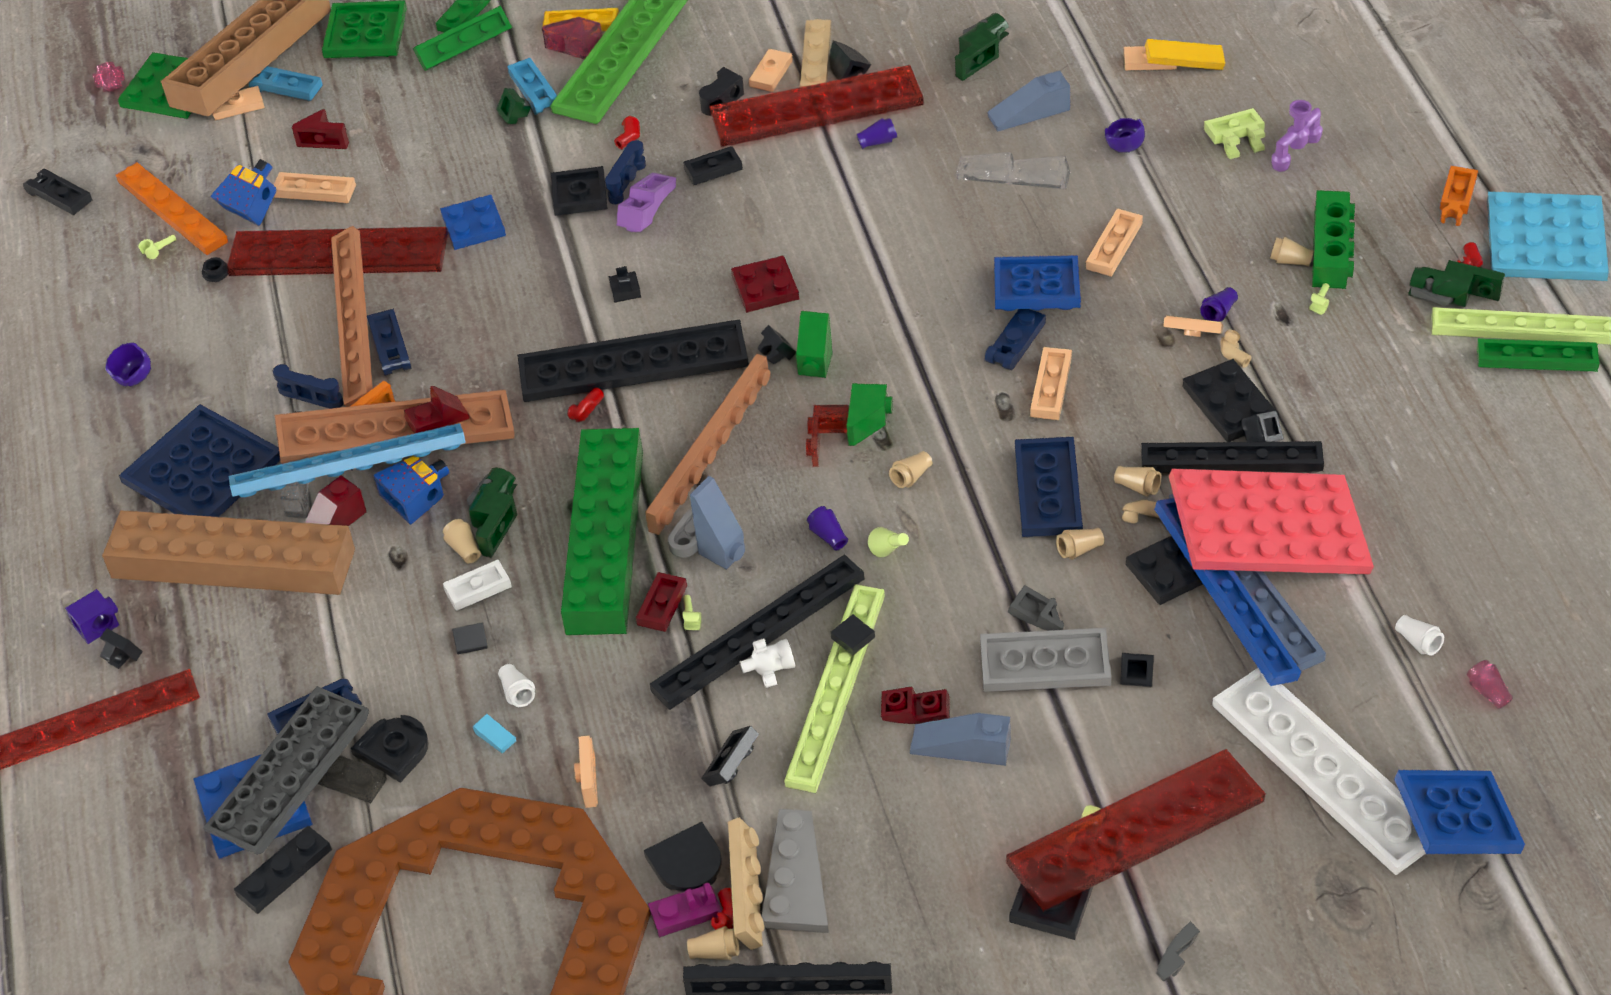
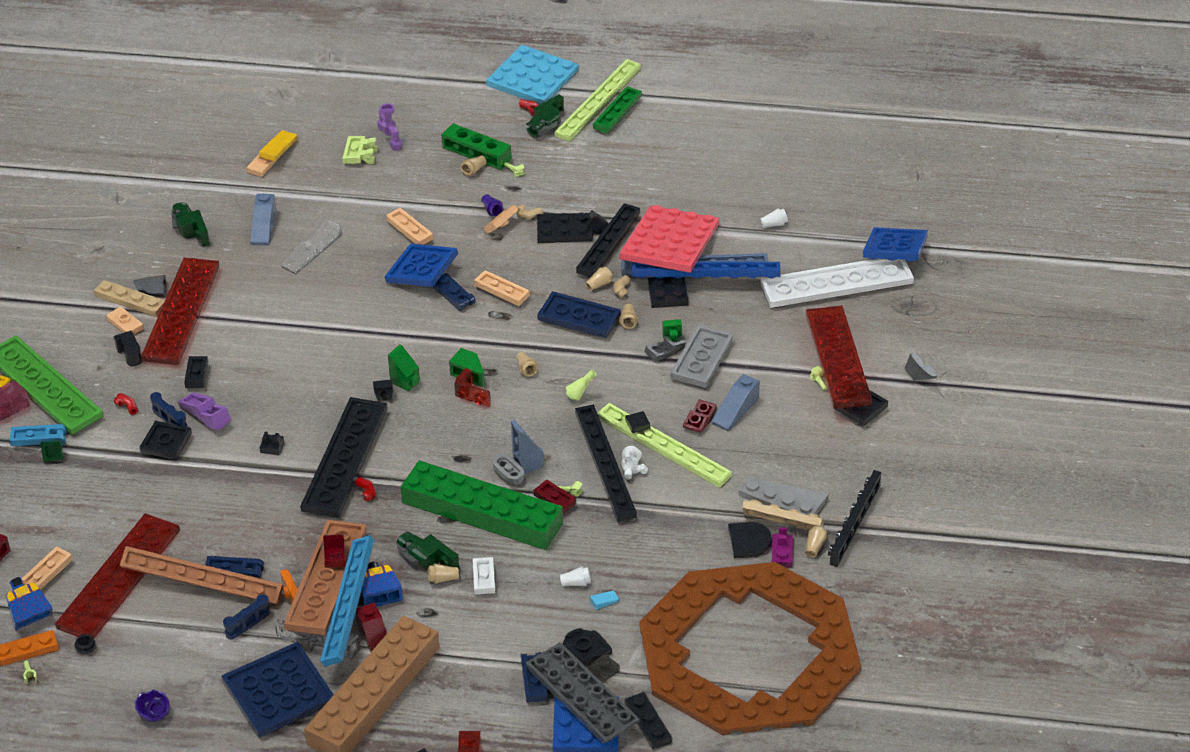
camera: 70 degrees left, 5 degrees down
(470, 638) = (521, 590): black slope -> none
(473, 222) = (147, 499): blue plate -> none
(586, 771) = (664, 561): light nougat plate -> none
(707, 444) = (441, 439): nougat plate -> none
(725, 917) = (798, 532): red arm -> none
(735, 749) = (690, 498): black plate -> none
(765, 283) = (321, 381): dark red plate -> none
(826, 526) = (546, 411): dark purple cone -> none
(878, 133) = (232, 289): dark purple cone -> none
(1076, 603) = (672, 329): none -> green tile
(1125, 135) = (326, 191): dark purple hair -> none
(1137, 669) = (729, 324): black slope -> none
(1457, 193) = (478, 91): orange plate -> none
(1489, 683) = (819, 207): clear pink cone -> none

